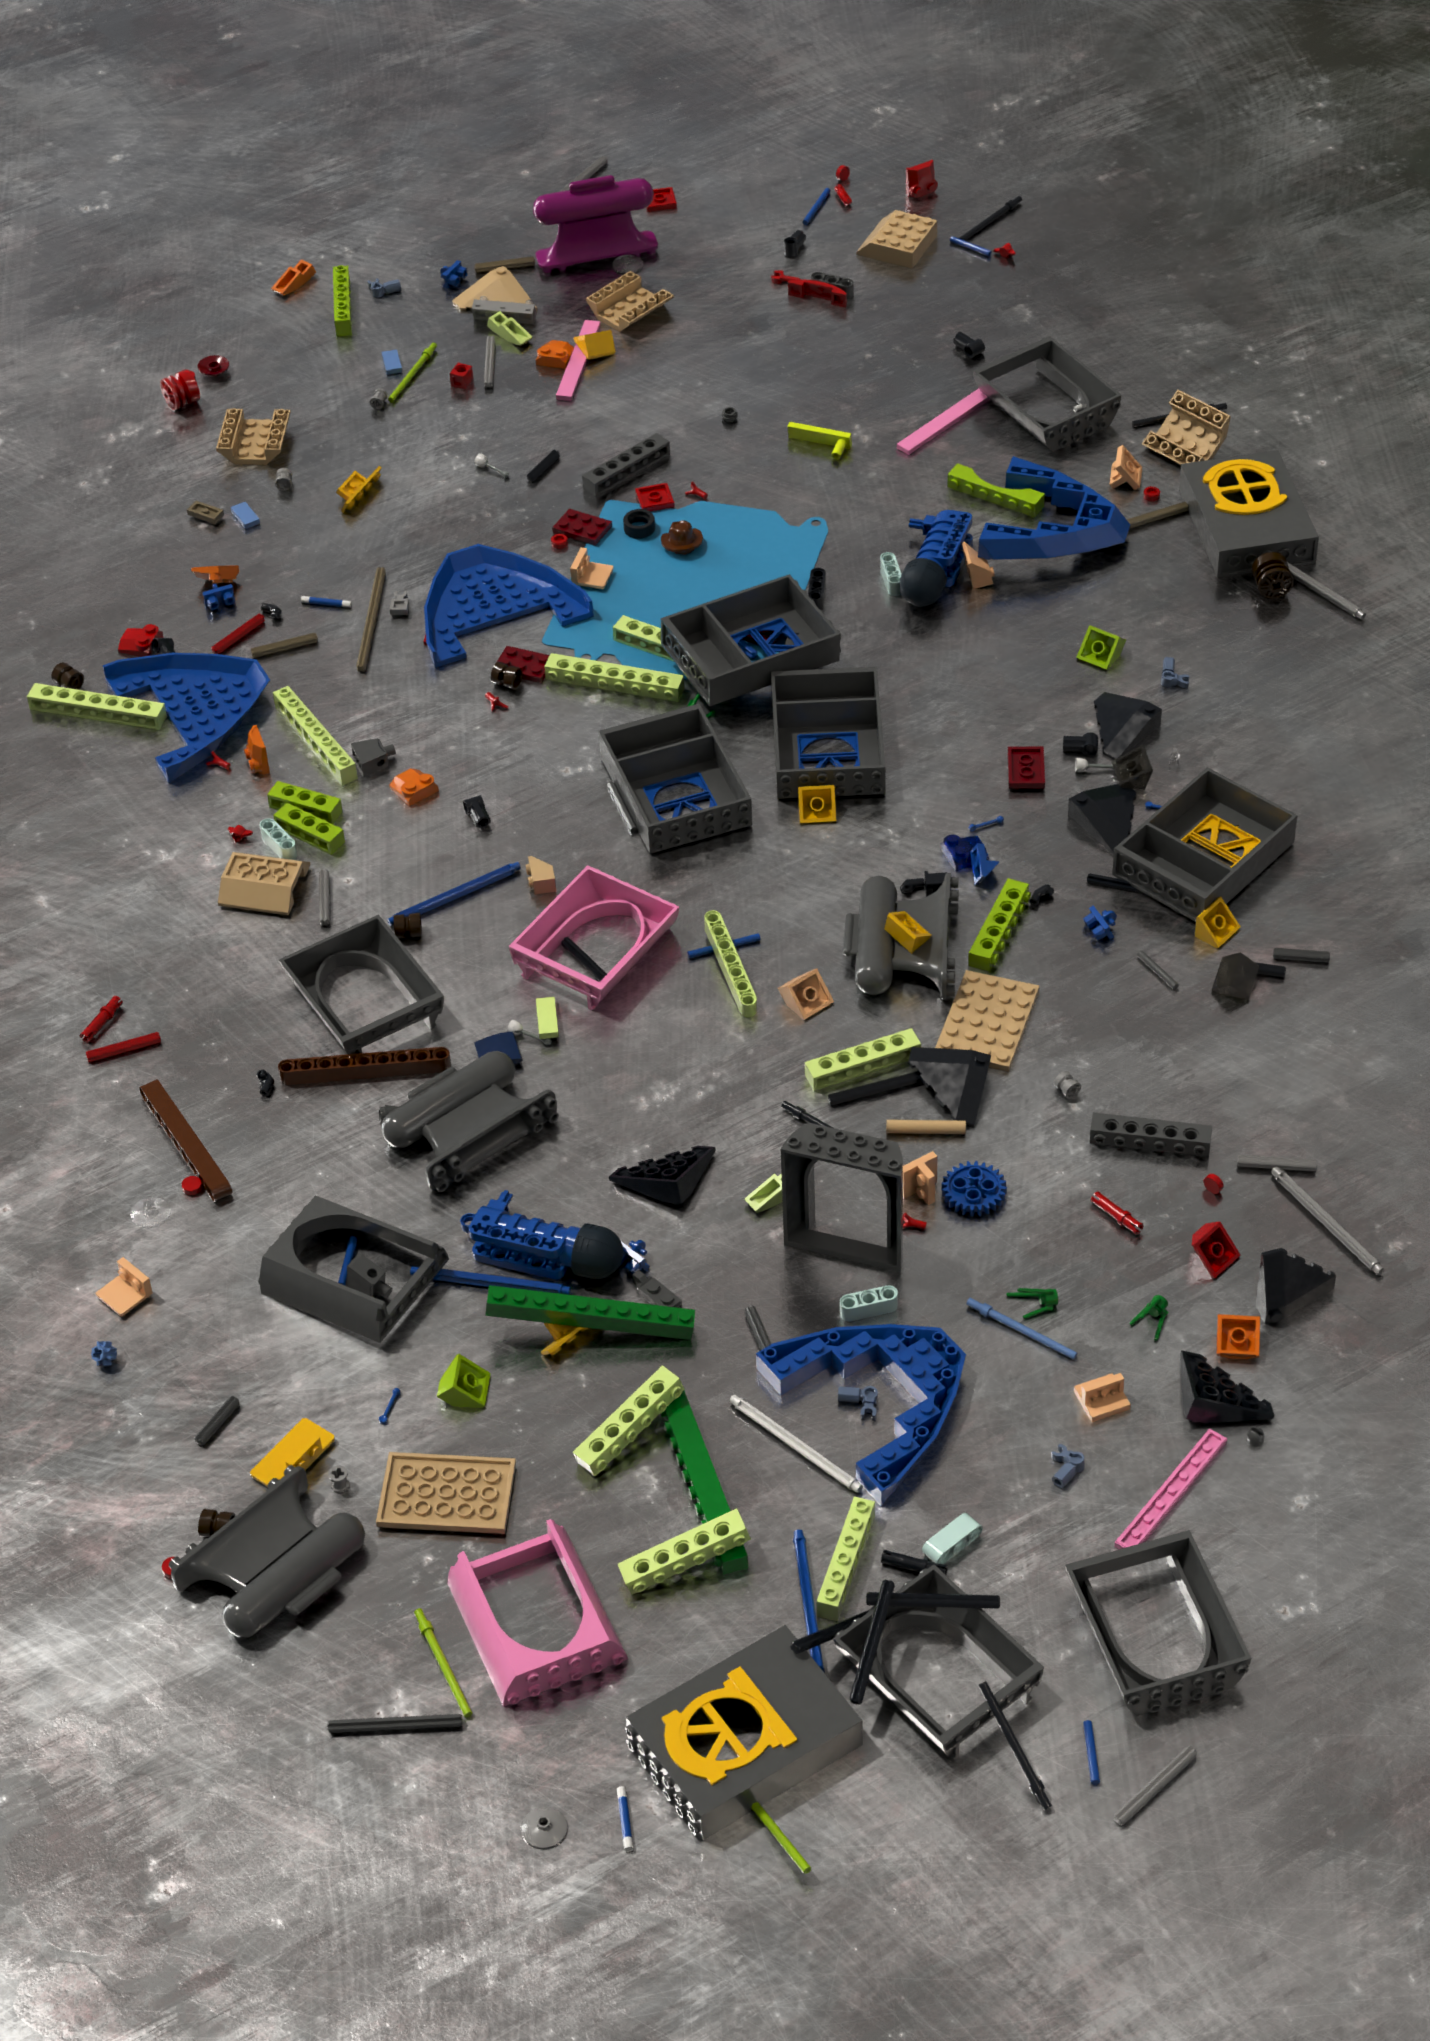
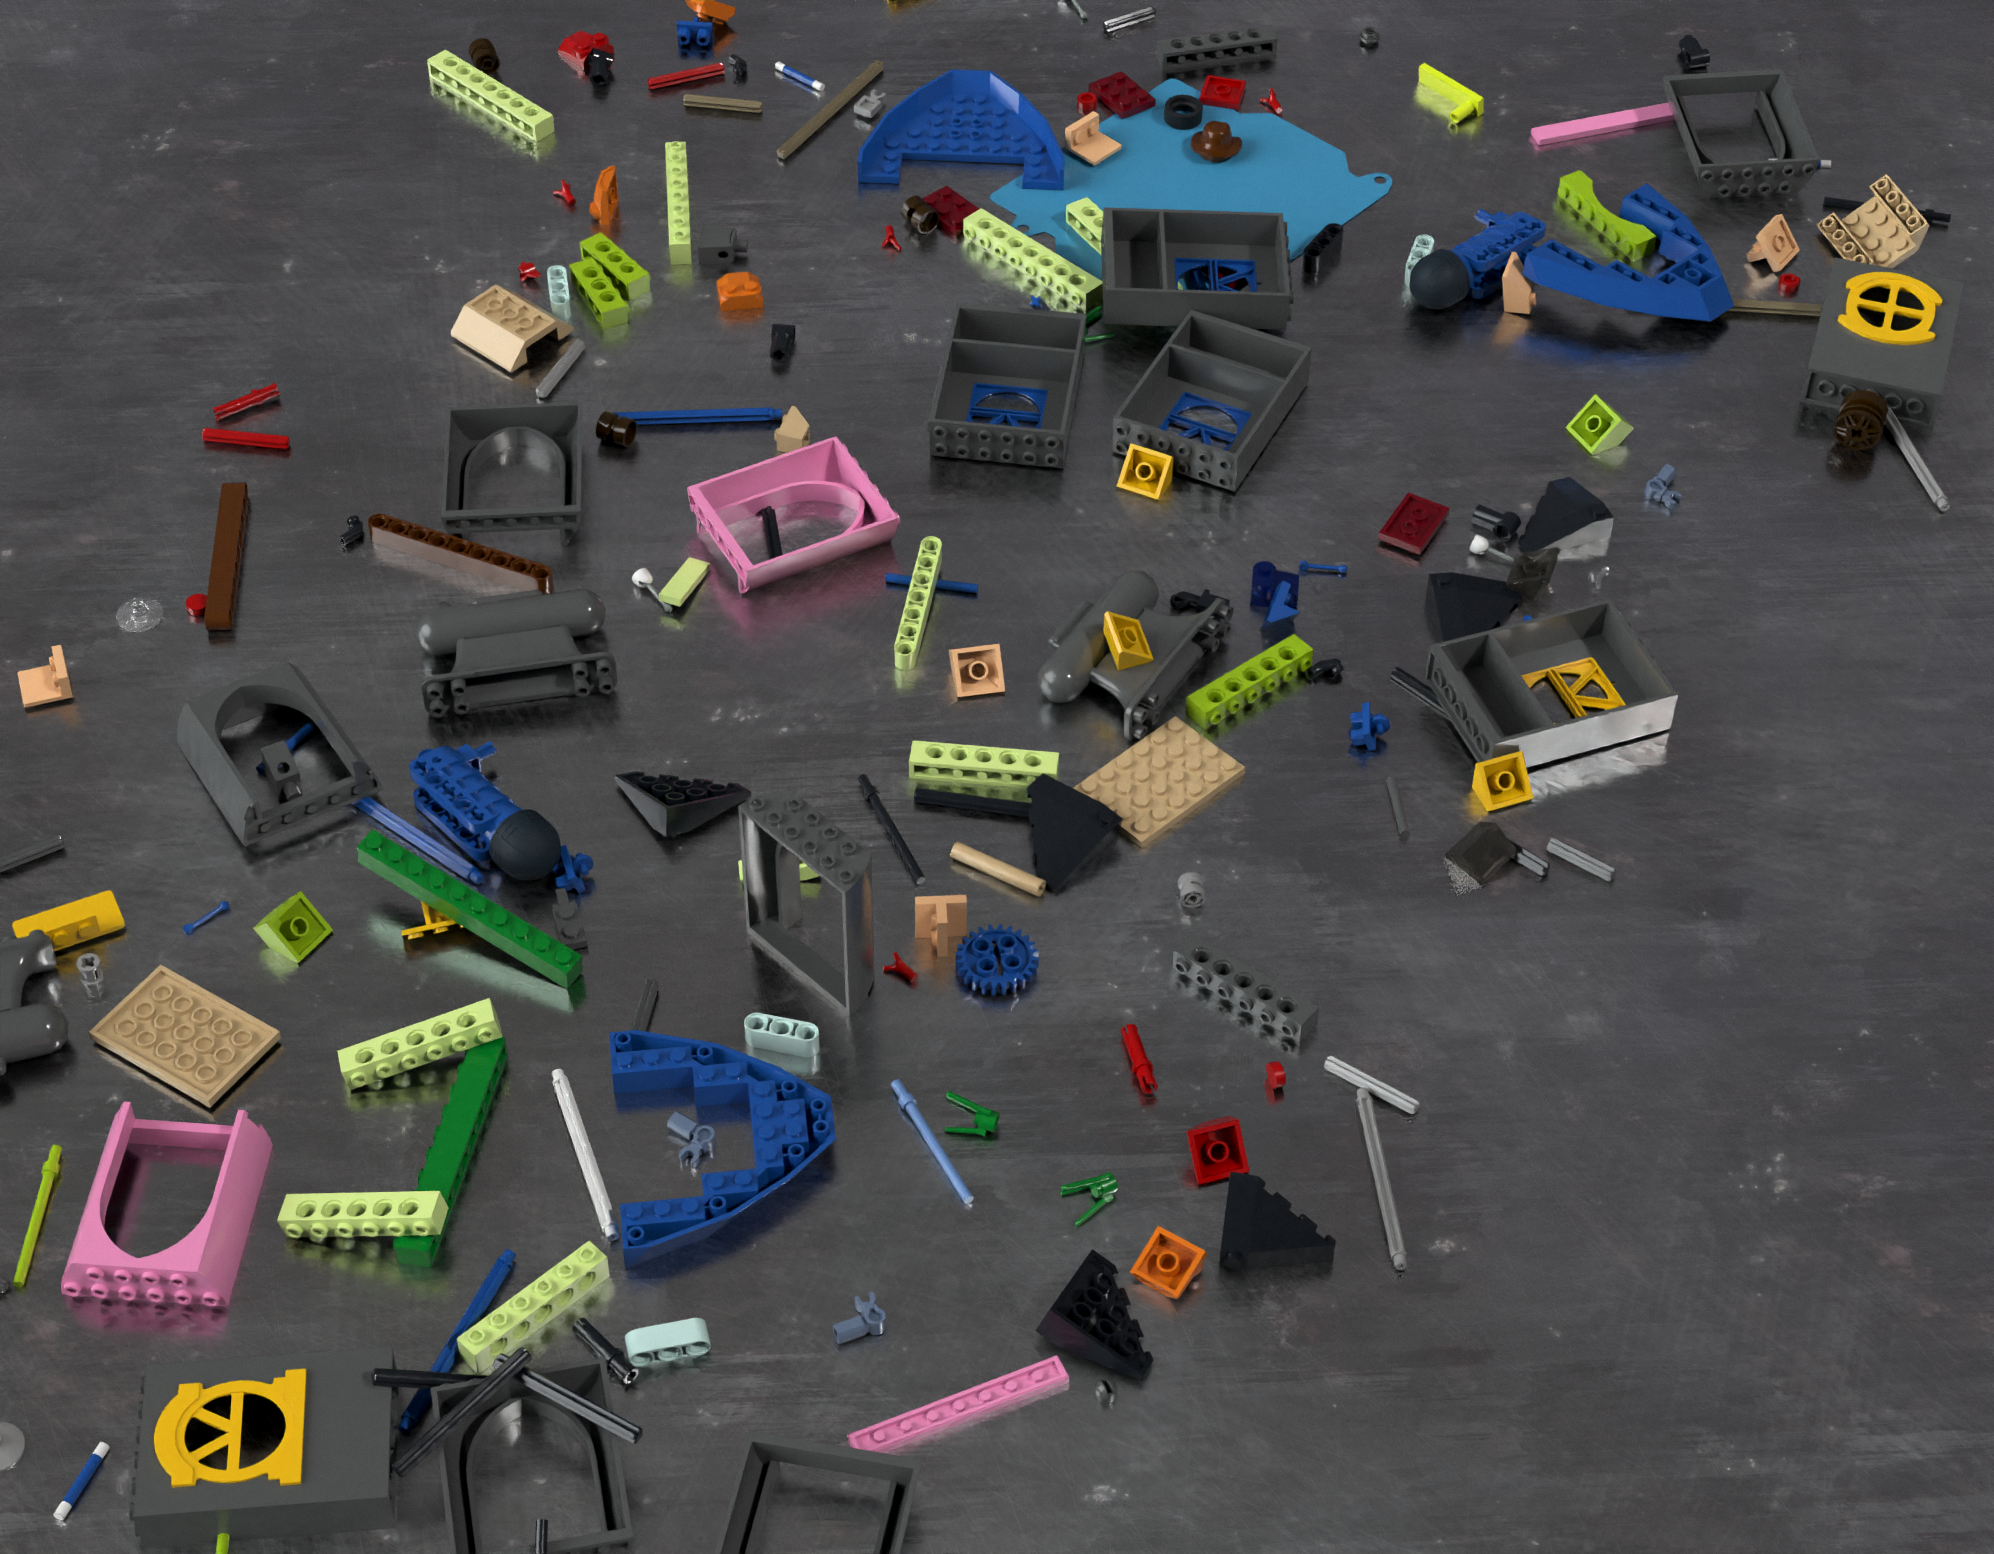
camera: 25 degrees right, 0 degrees up
(201, 694) = (596, 125): blue piece -> none
(501, 1042) = (614, 592): dark blue slope -> none
(656, 710) = (1038, 303): none -> blue axle
(1103, 1396) = (962, 1261): light nougat bracket -> none

